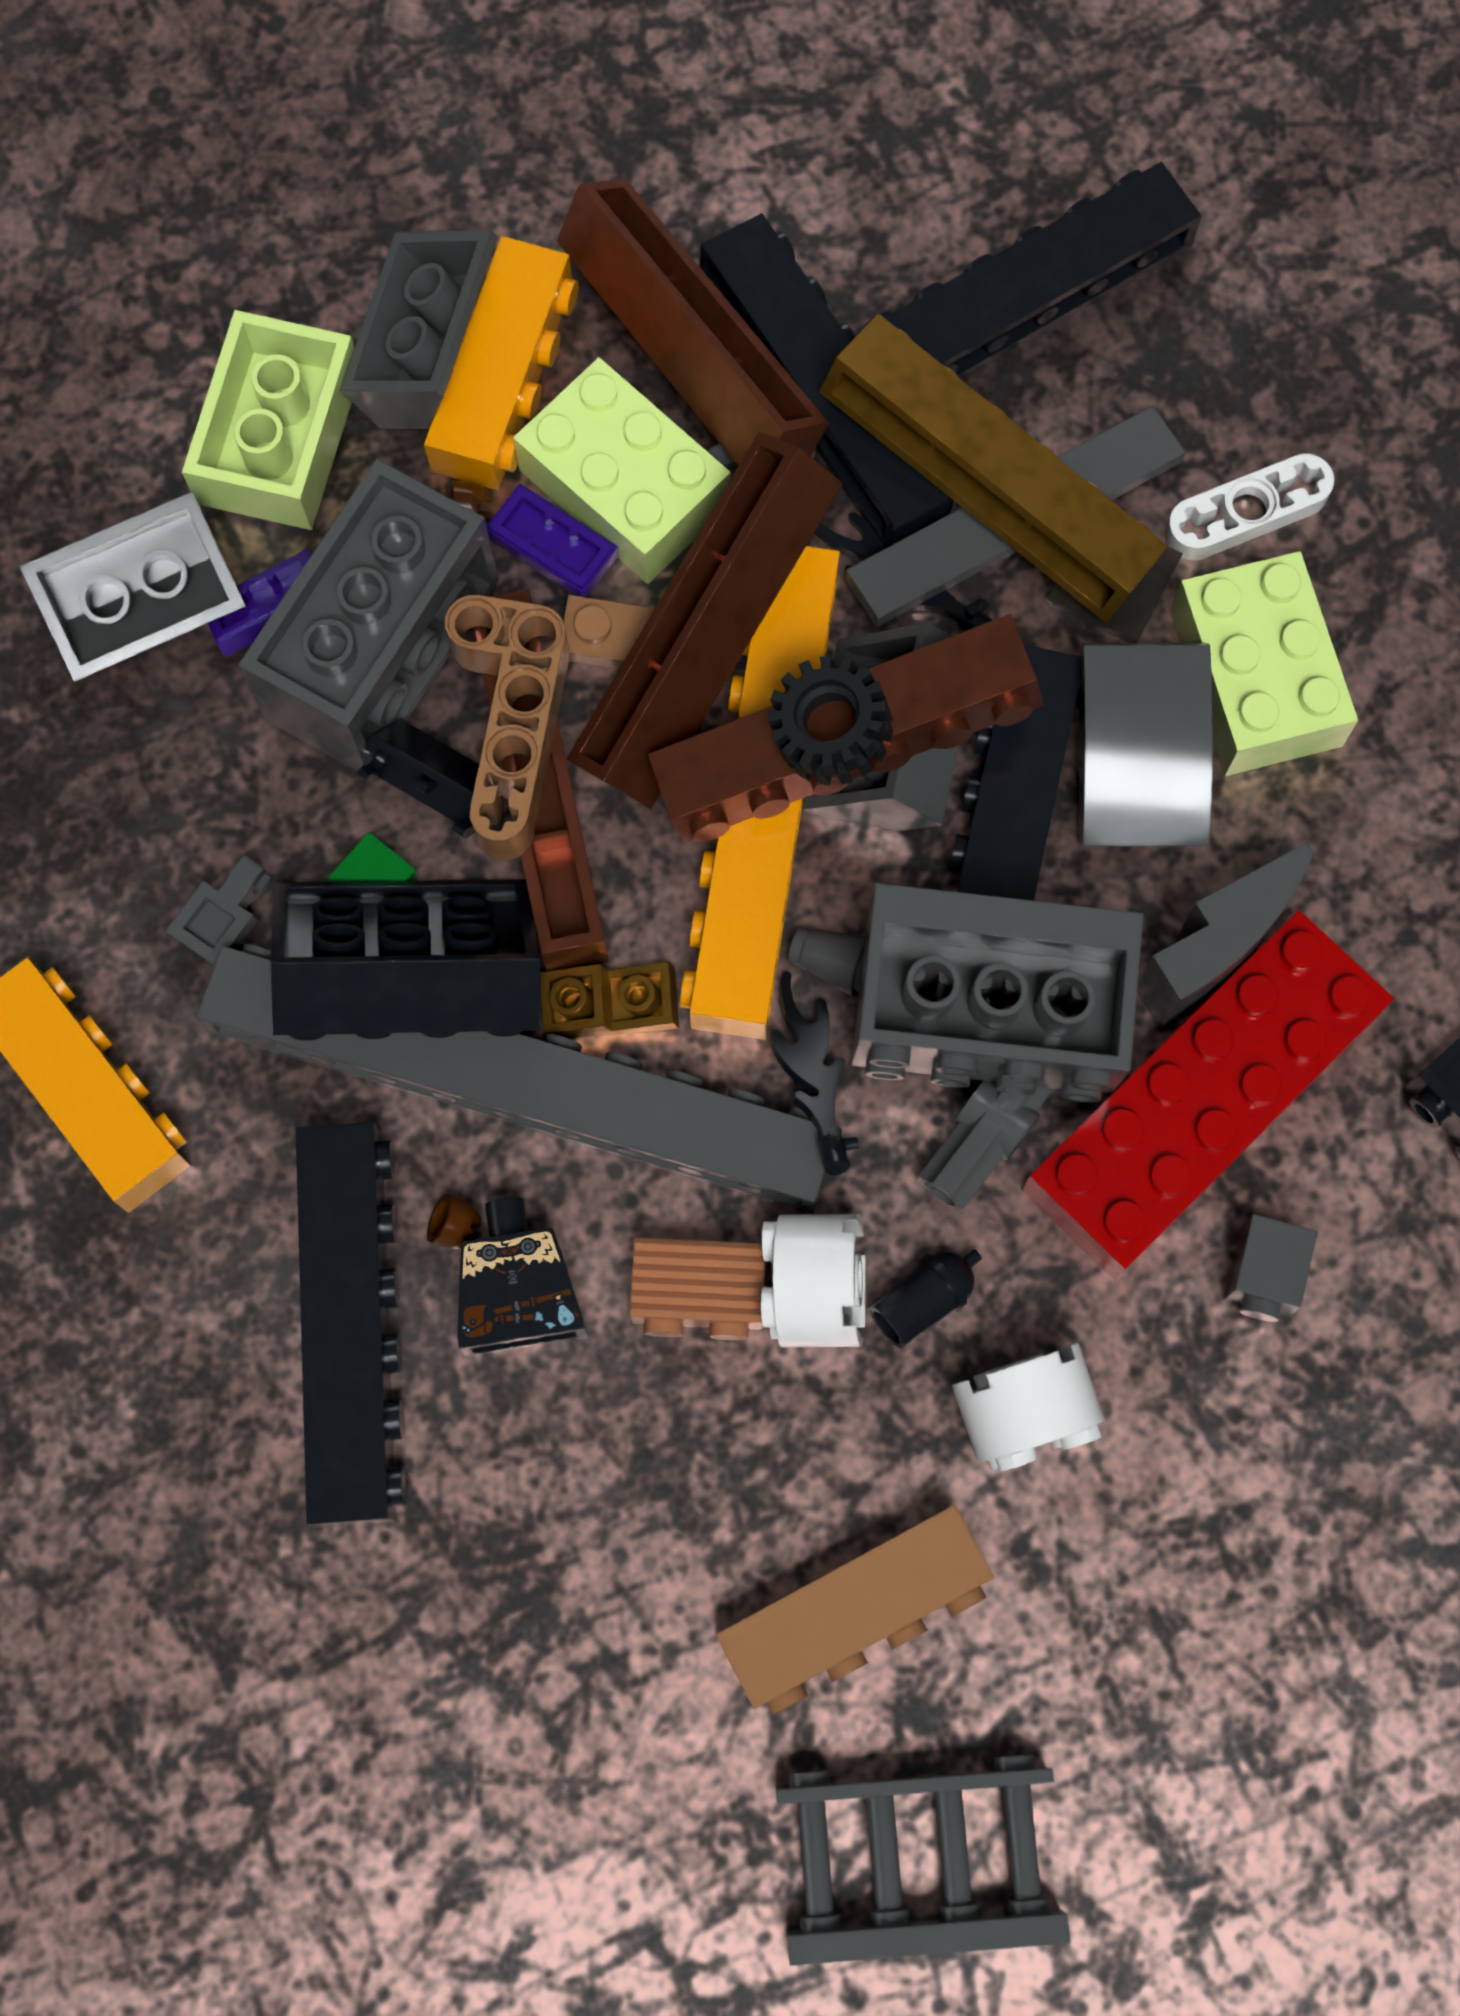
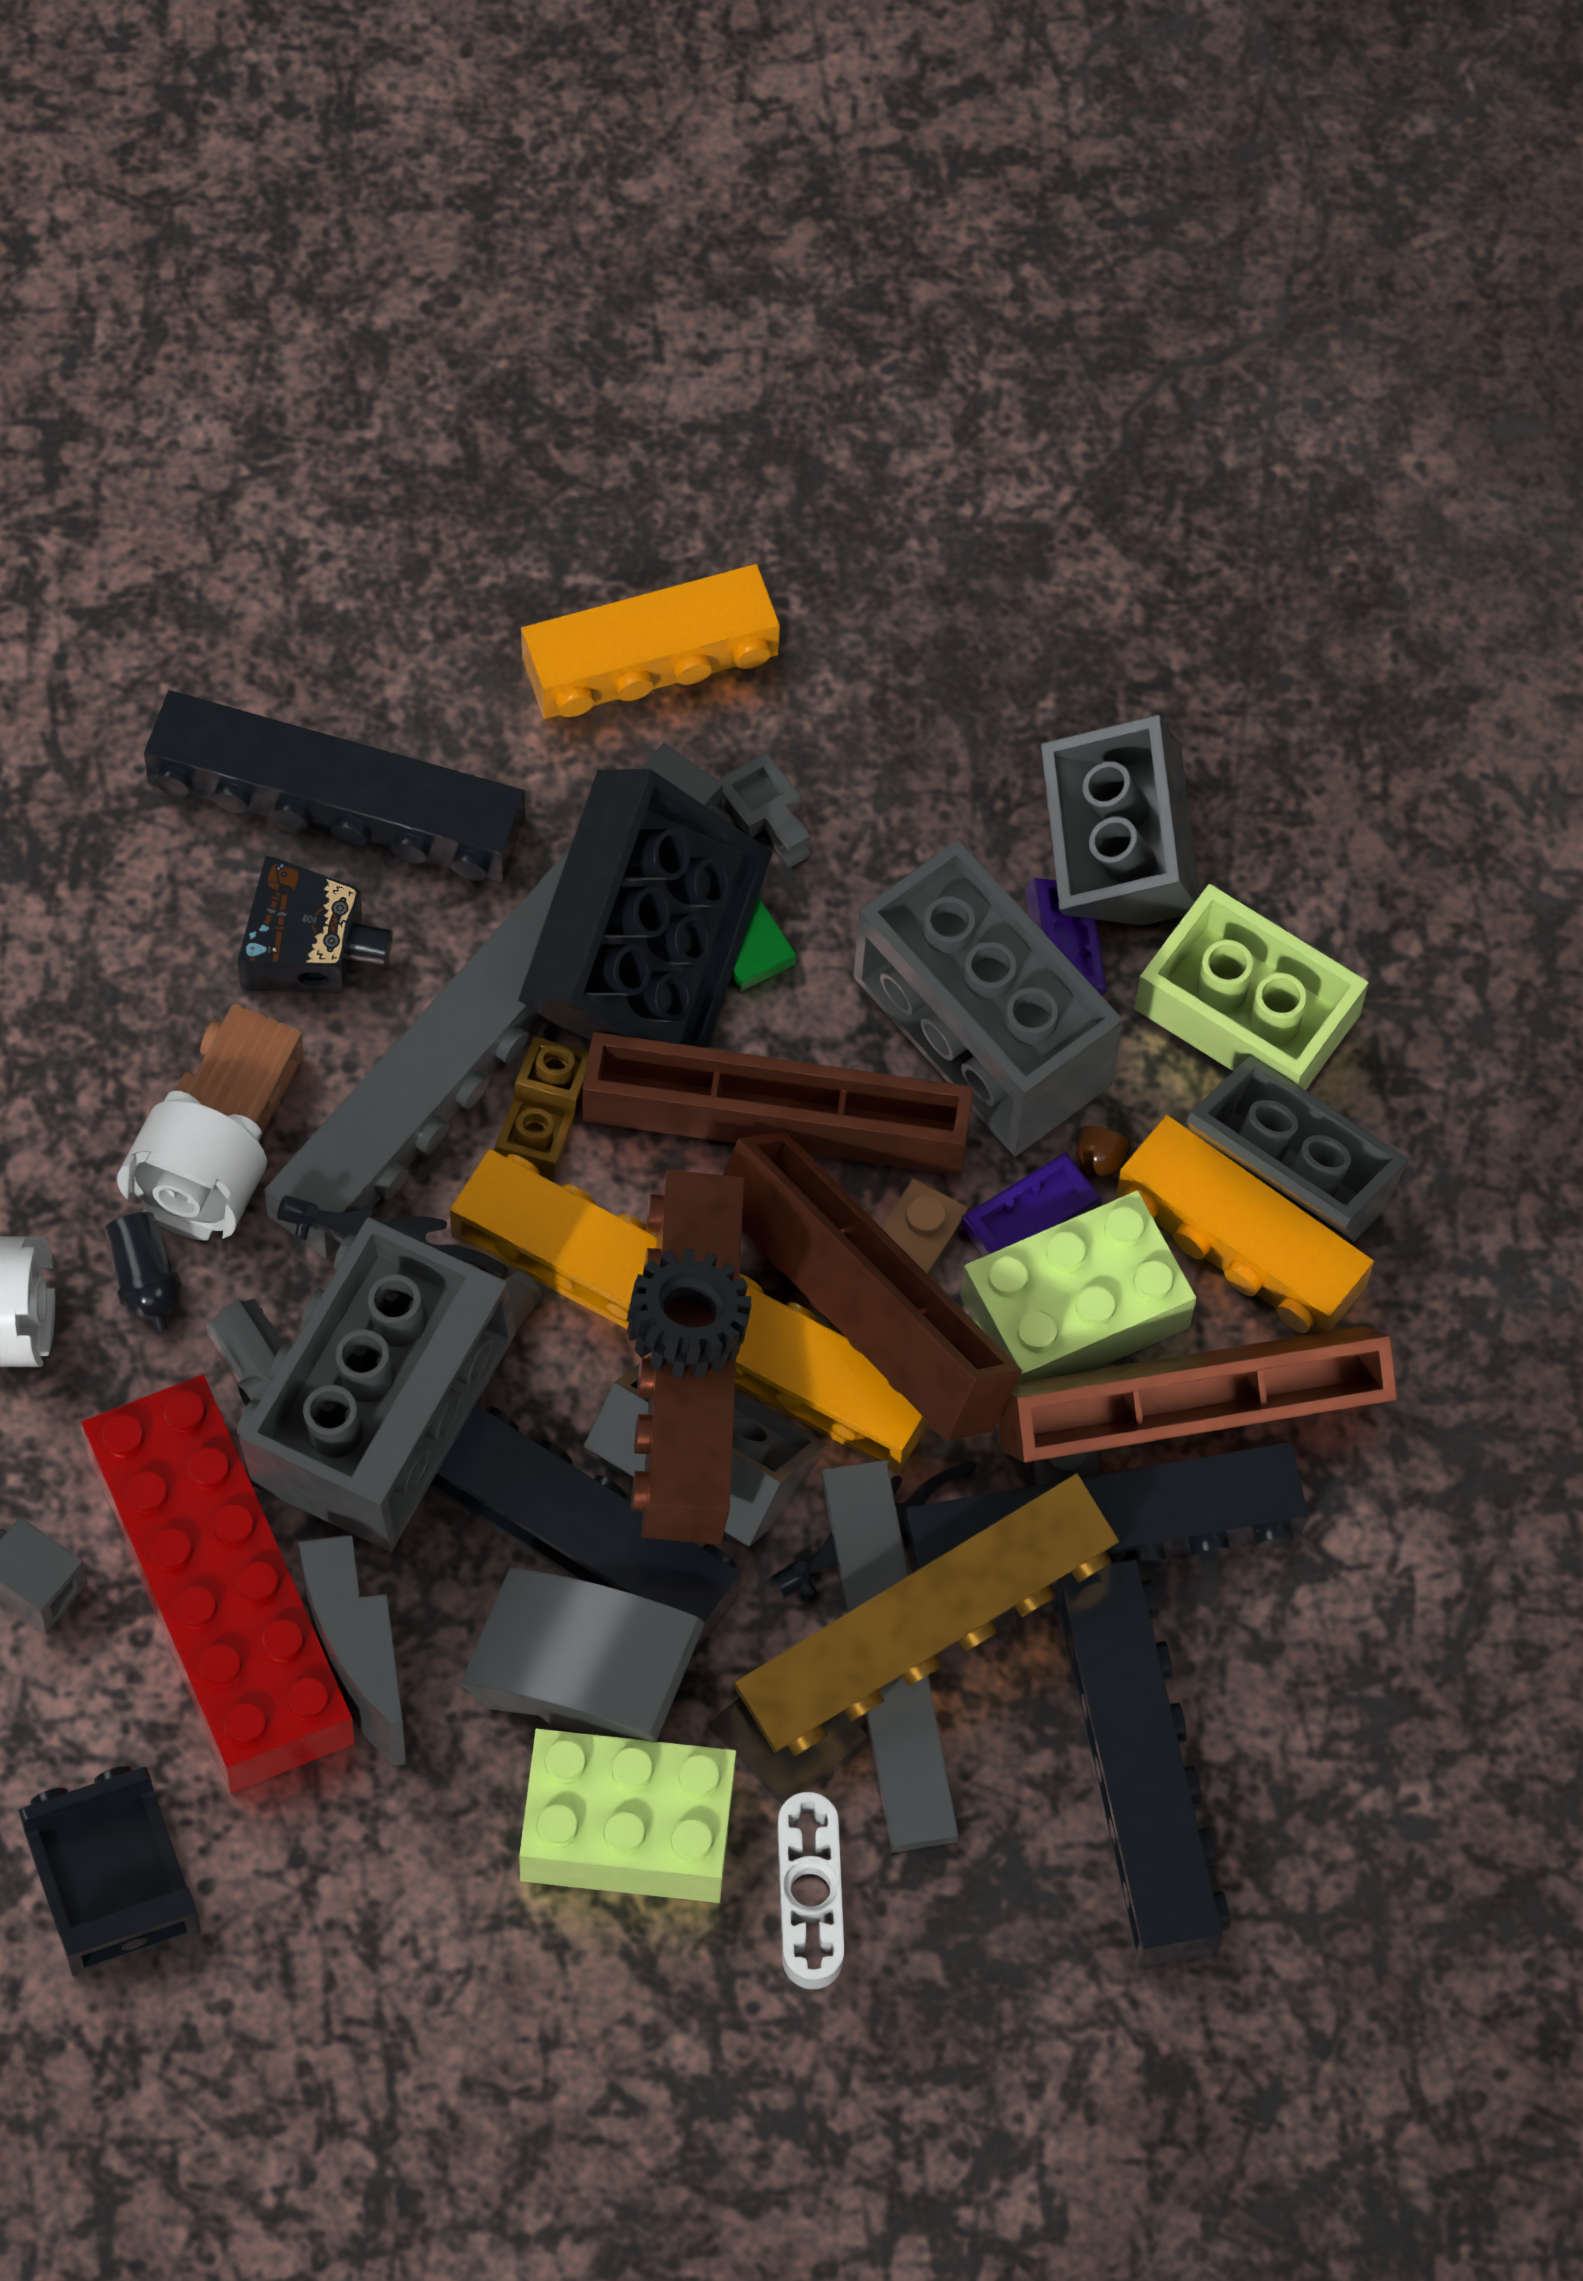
camera: 105 degrees right, 10 degrees down
(424, 771) = (826, 1017): black hinge -> none
(452, 1221) = (390, 902): reddish brown hinge -> none
(510, 730) = (740, 1031): medium nougat beam -> none

